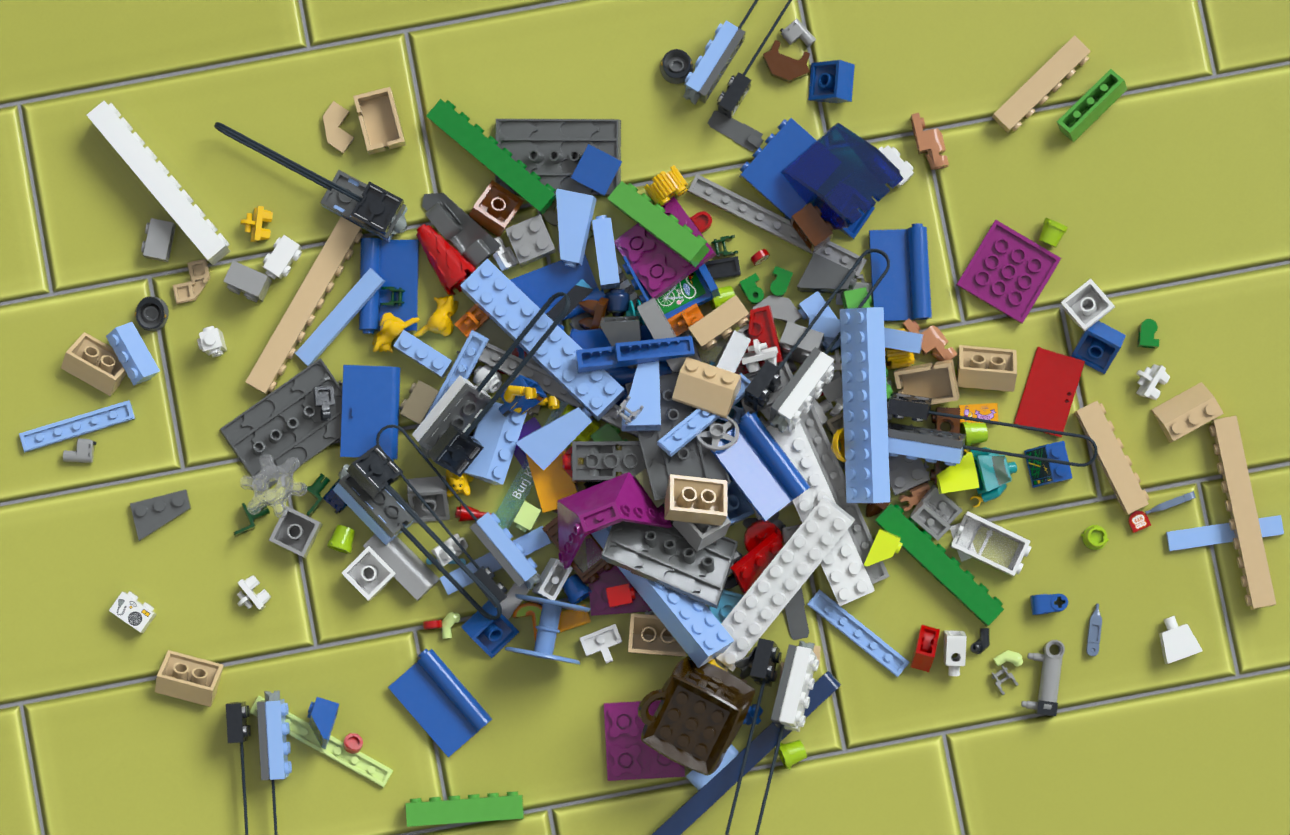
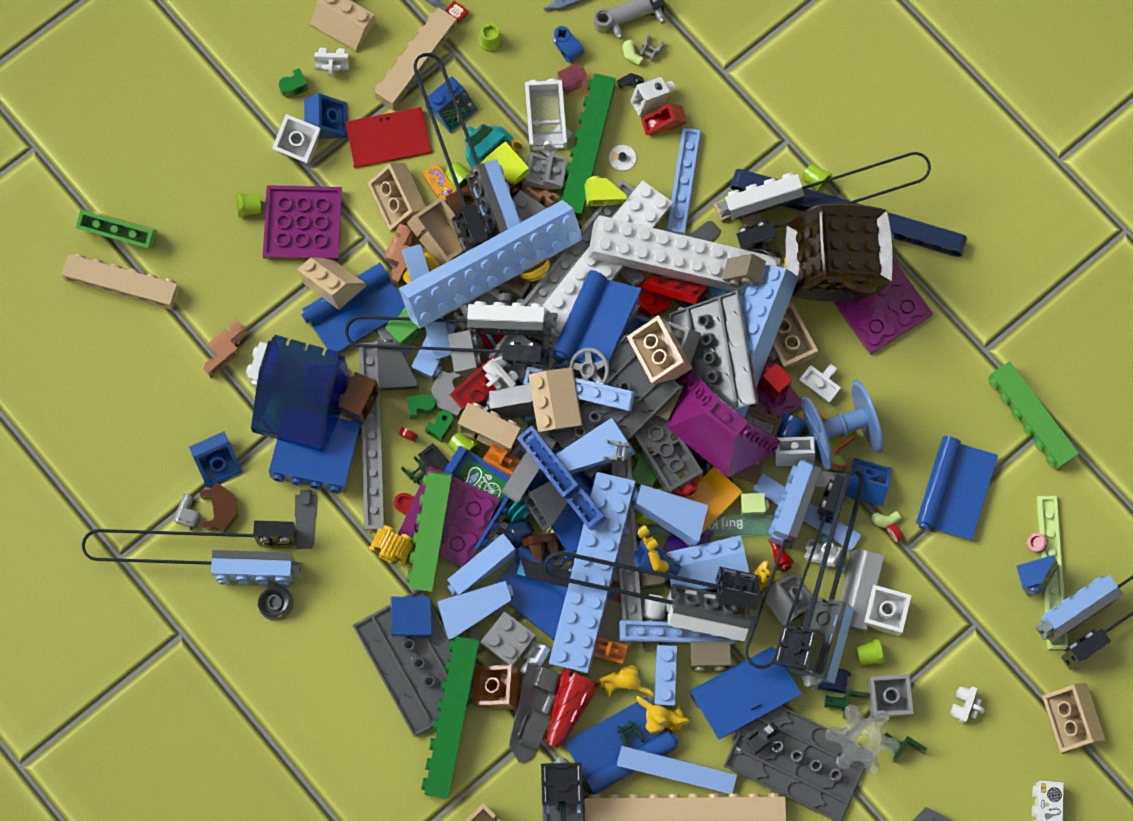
camera: 125 degrees left, 10 degrees down
(730, 621) = (744, 270): none -> dark tan brick
(912, 592) = (622, 157): none -> white piece
(936, 265) = (330, 281): none -> tan slope
(1013, 589) = (572, 78): none -> clear pink brick

